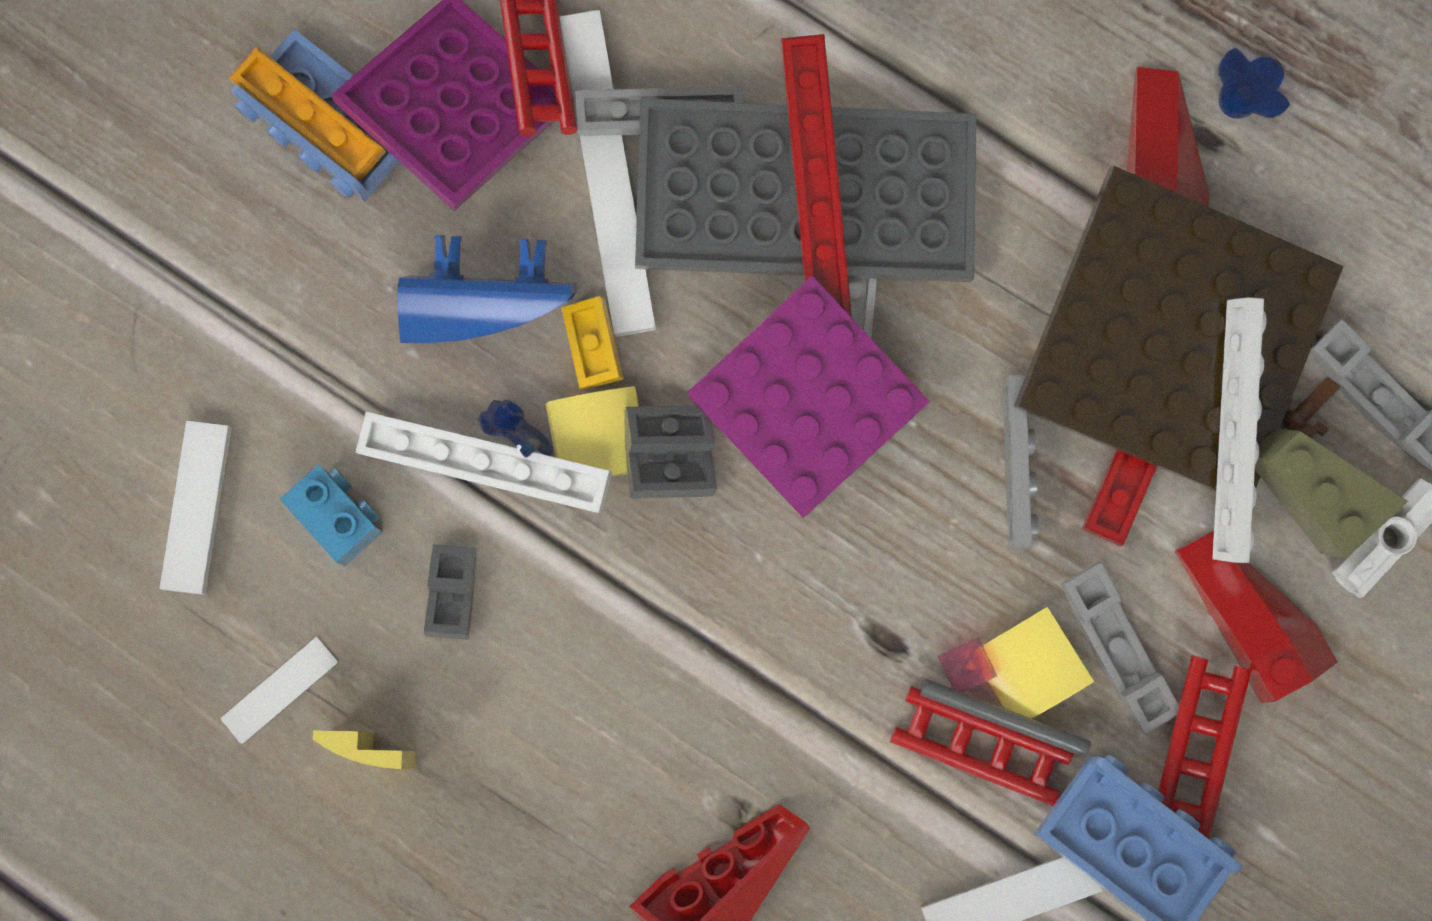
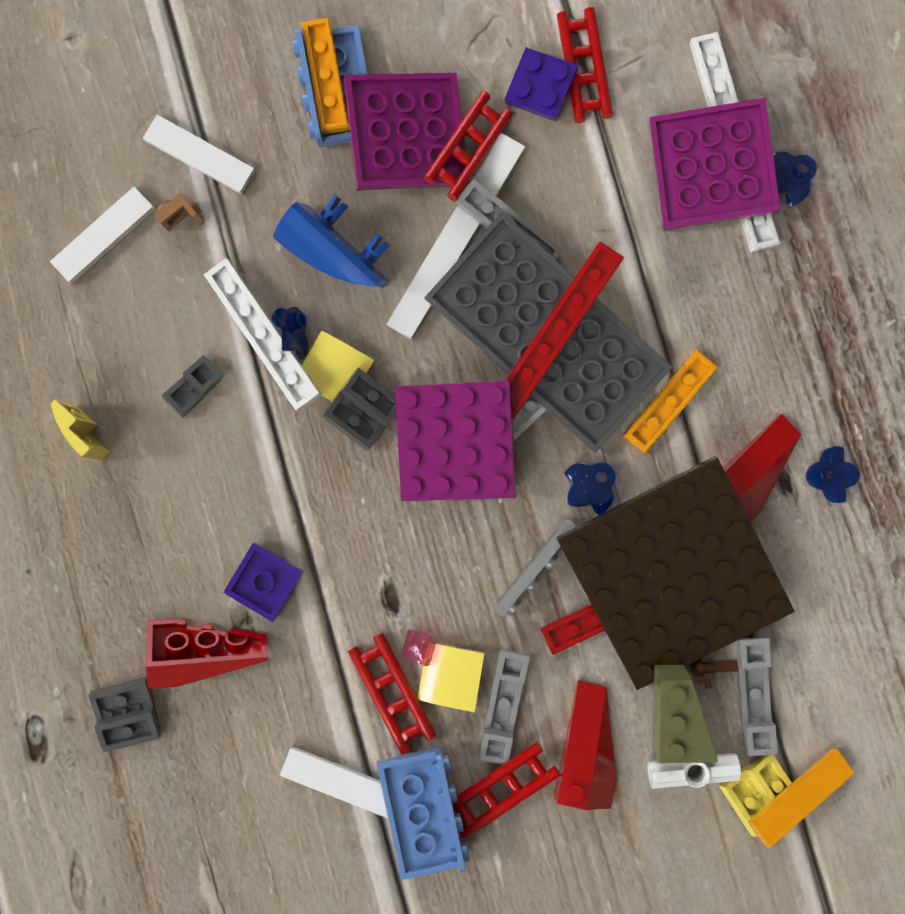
camera: 40 degrees right, 5 degrees up
(231, 323) = (199, 154): none -> white tile
(258, 411) = (175, 210): none -> medium nougat bracket
(279, 690) = (68, 363): white sticker -> none
(332, 514) = (165, 296): dark azure brick -> none
(592, 343) = (371, 319): yellow plate -> none
(726, 744) = (263, 582): none -> dark purple plate
(1000, 328) = (588, 489): none -> clear blue plate
(1004, 156) = (670, 401): none -> light orange tile
(1005, 718) = (414, 690): dark grey bar -> none
(1238, 430) = (662, 649): white plate -> none

